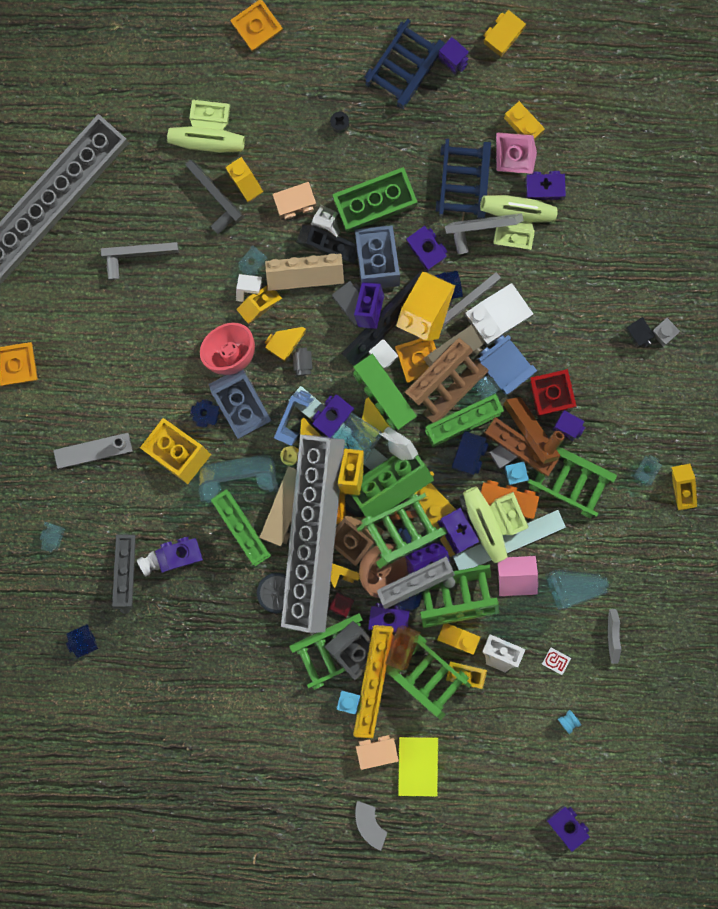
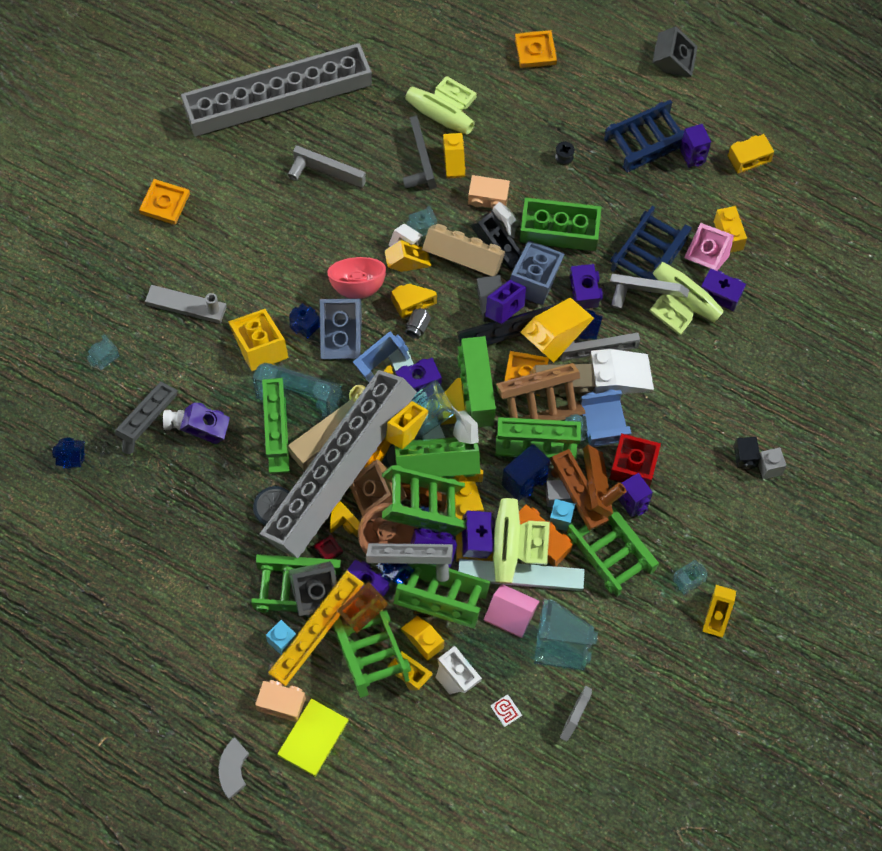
camera: 20 degrees right, 20 degrees down
(384, 354) = (497, 353): white panel -> none
(569, 721) = (487, 773): medium azure wheel -> none

